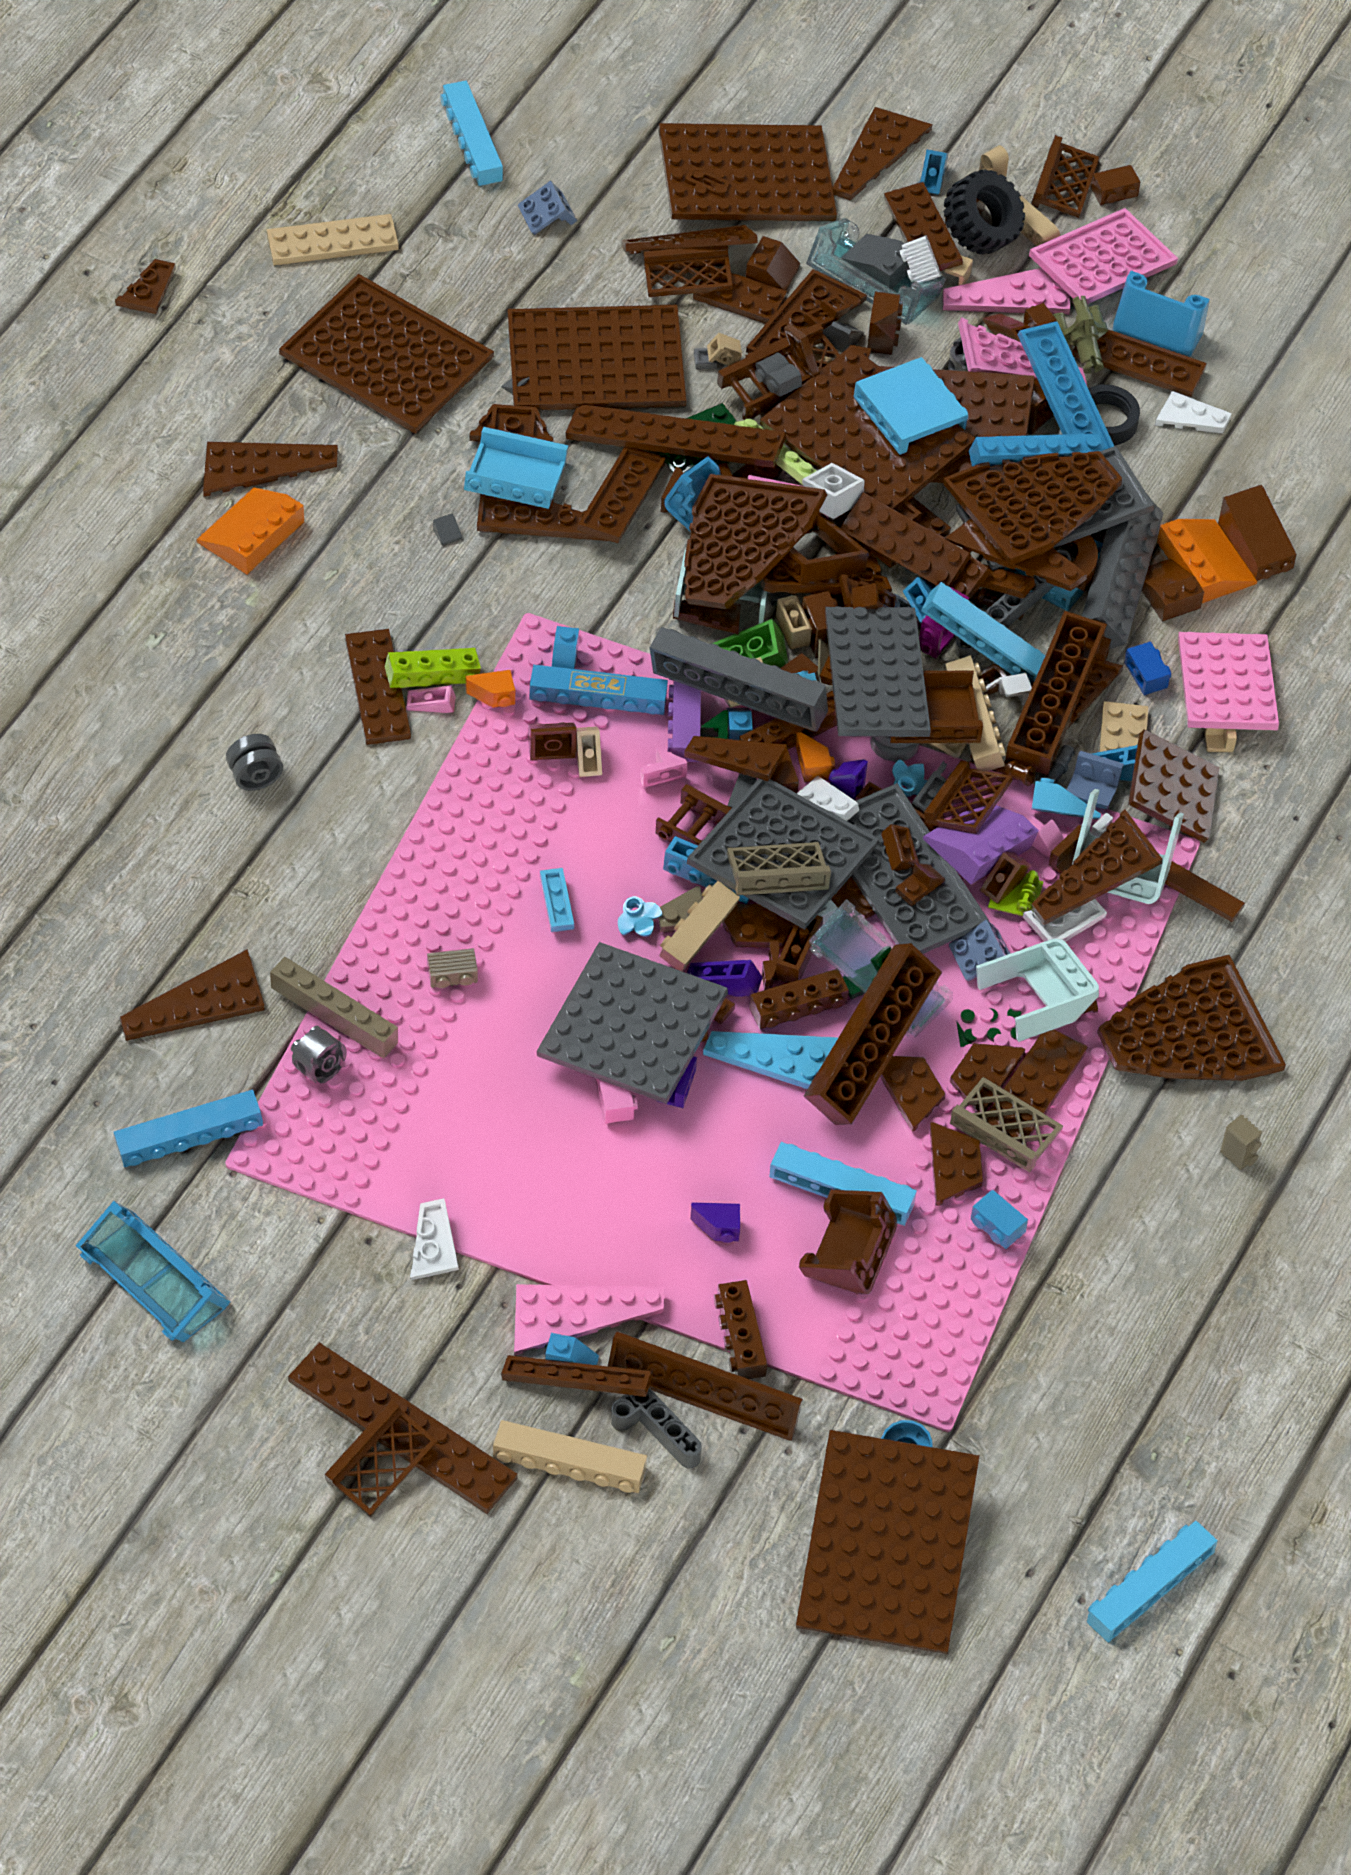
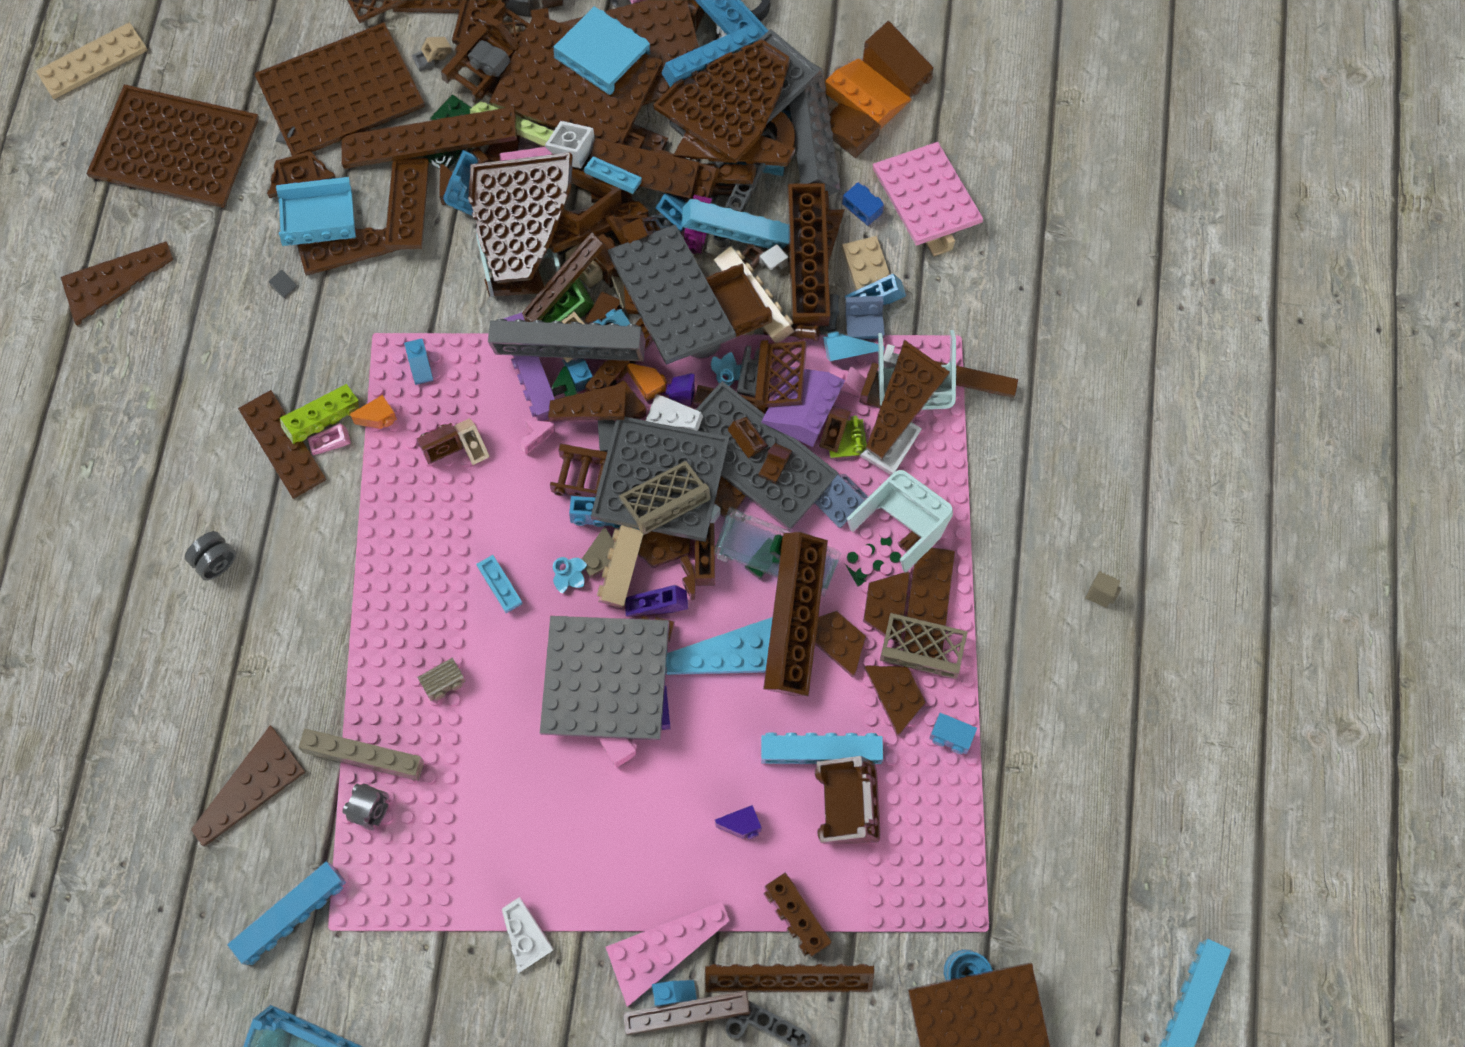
camera: 20 degrees left, 15 degrees up
(253, 528) = (127, 340): orange slope -> none
(598, 689) = (457, 384): dark azure brick -> none
(770, 618) = (563, 278): none -> reddish brown plate
(798, 999) = (722, 598): reddish brown brick -> none
(866, 536) = (612, 175): none -> medium azure plate
(1173, 782) = (926, 299): plate -> none
(1193, 1028) = (1024, 502): reddish brown wing -> none

